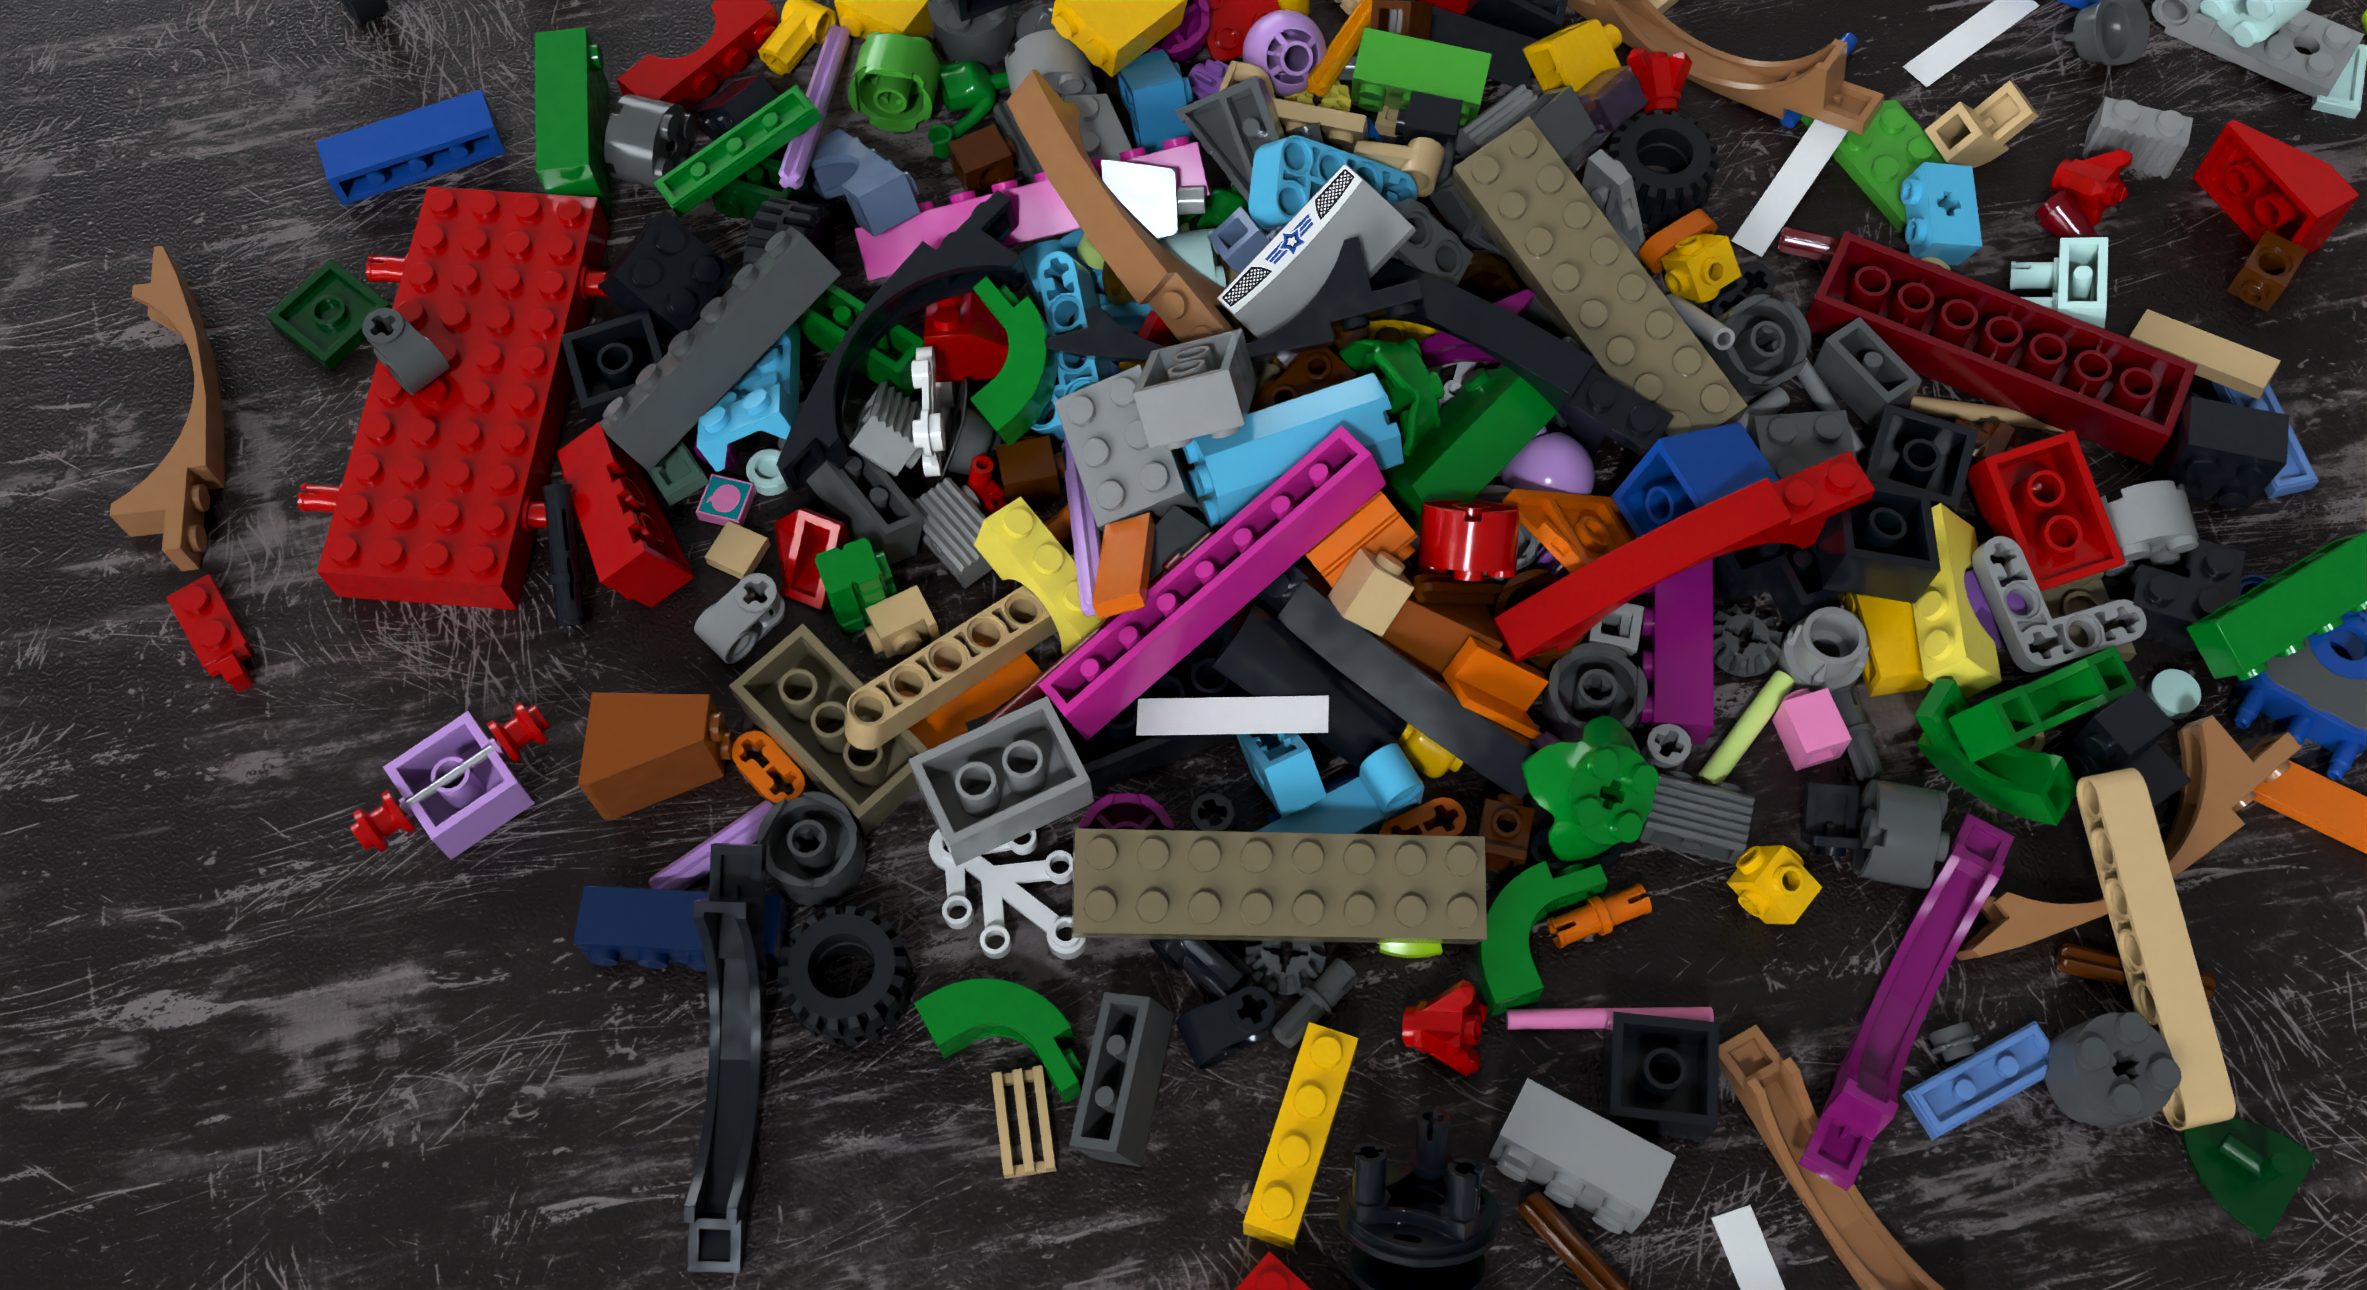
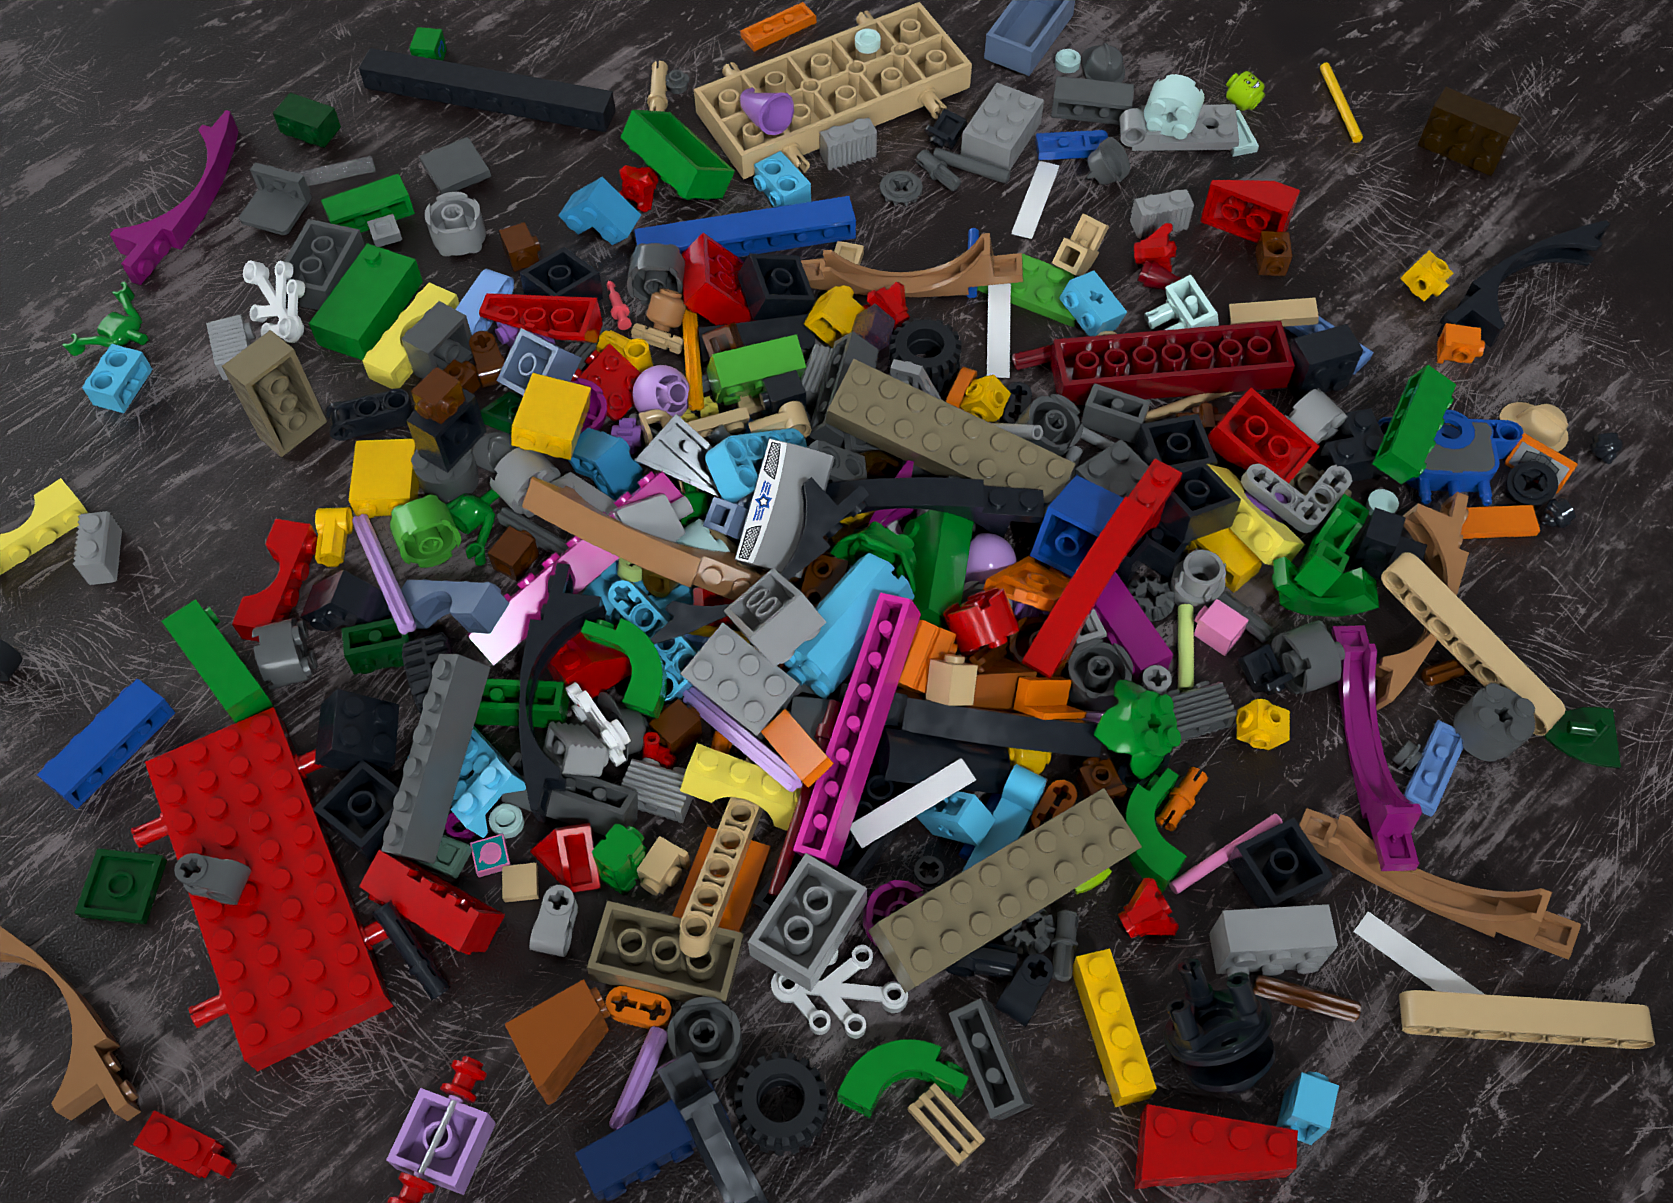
camera: 35 degrees left, 5 degrees down
(737, 150) = (356, 627): green tile -> none

